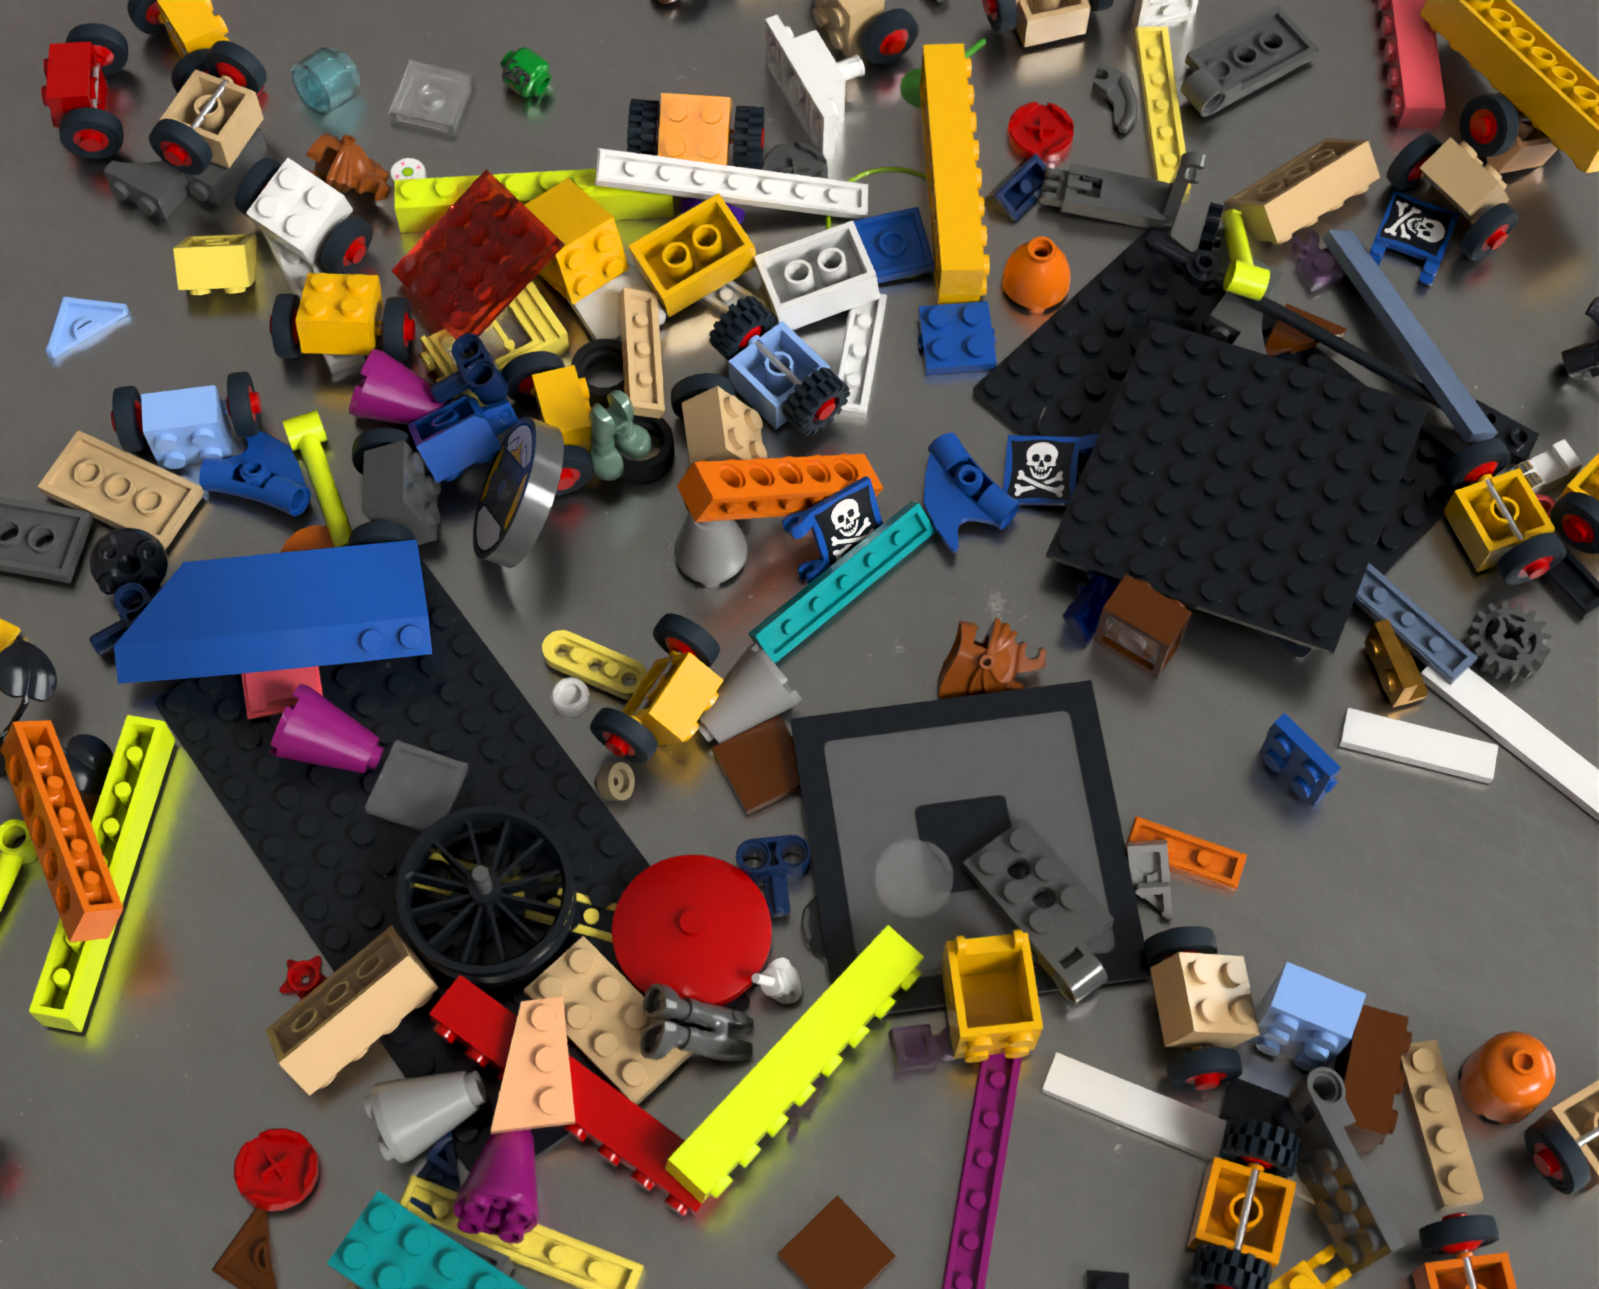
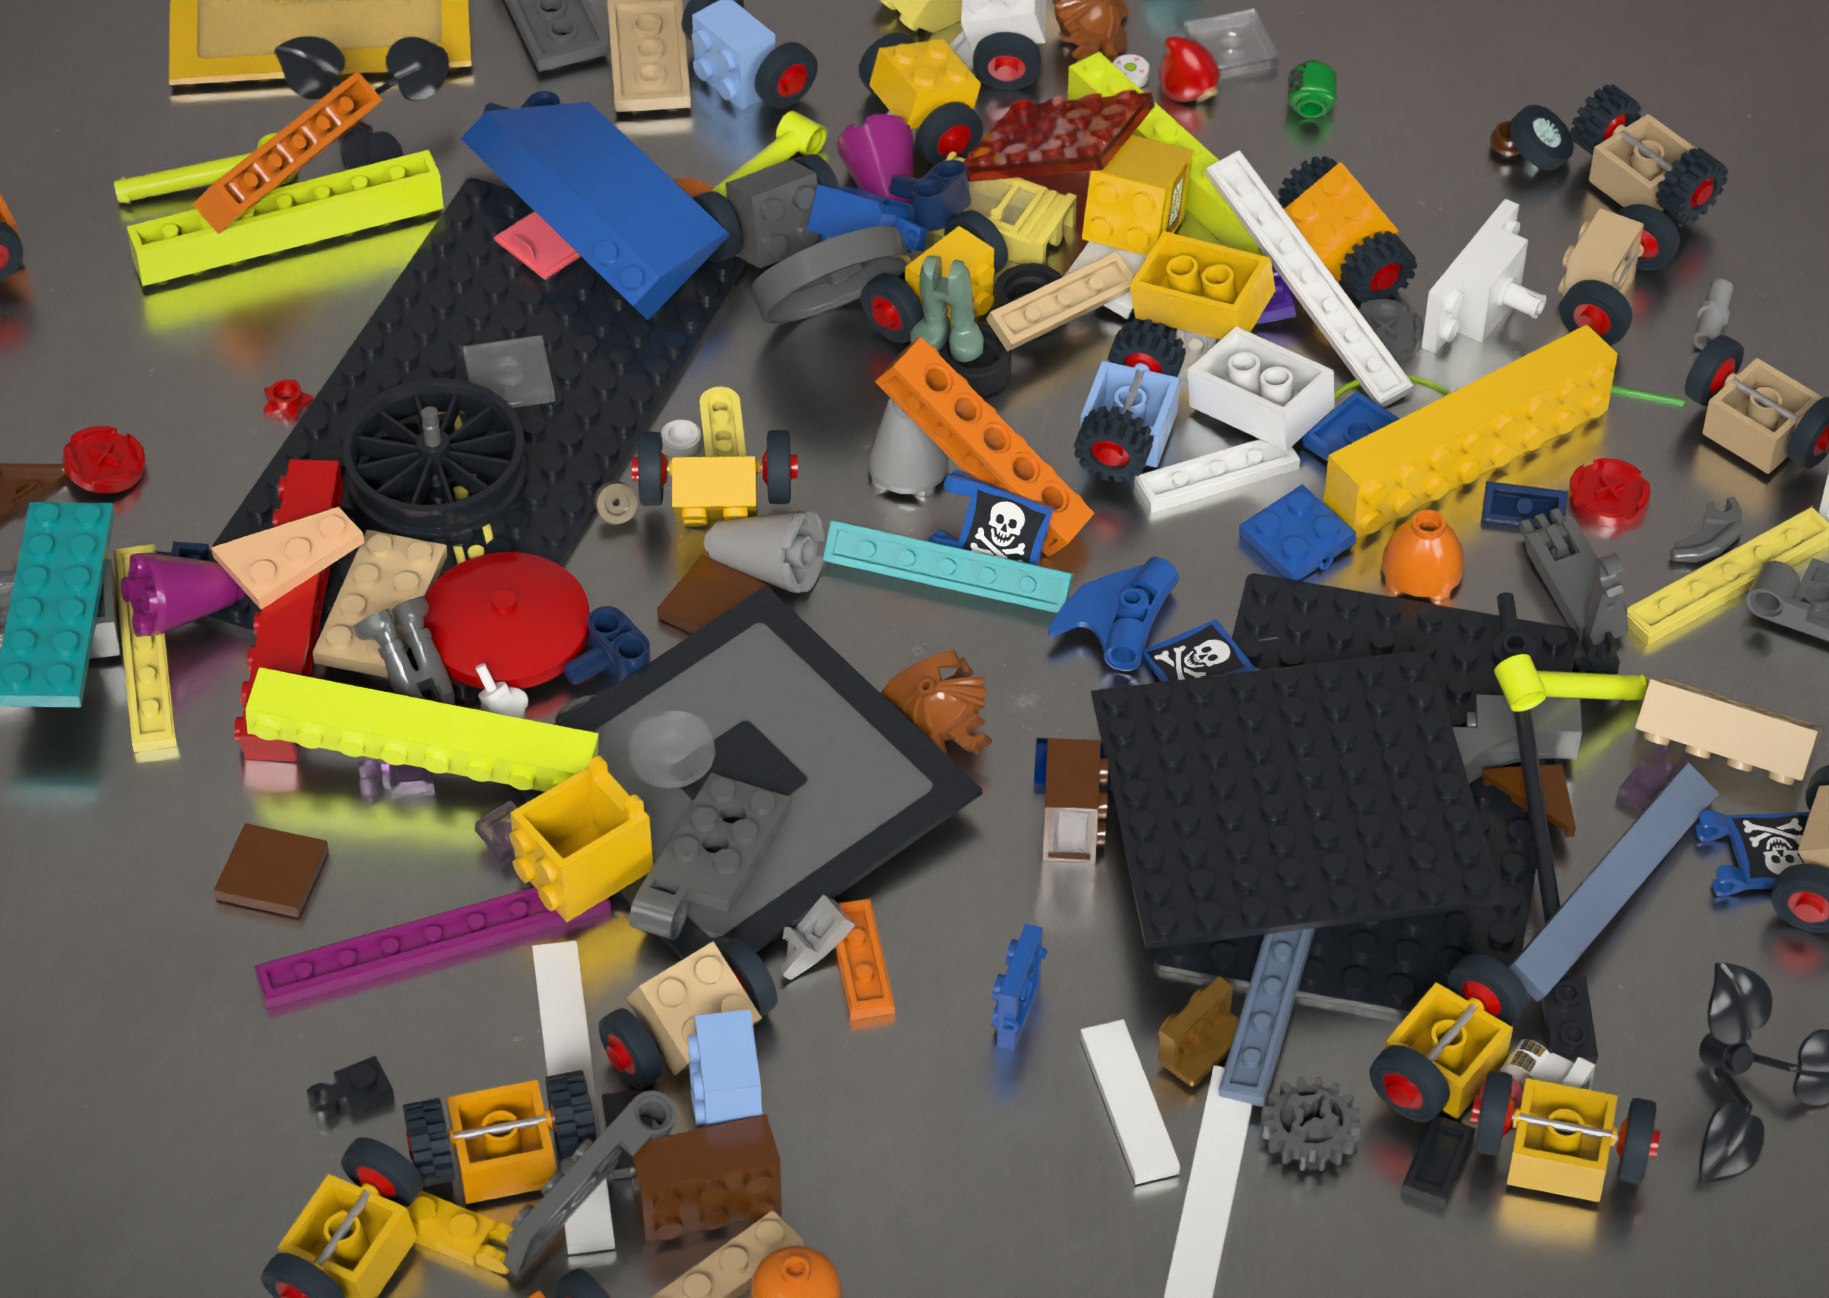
camera: 60 degrees right, 15 degrees down
(128, 557) = (578, 78): black plate -> none
(261, 473) = (730, 129): blue pin -> none
(324, 735) = (504, 275): magenta cone -> none
(350, 1011) = (261, 428): tan slope -> none
(422, 1110) = (201, 506): light grey cone -> none
(446, 139) = (1188, 70): none -> red hat
(716, 421) = (1033, 387): tan brick -> none

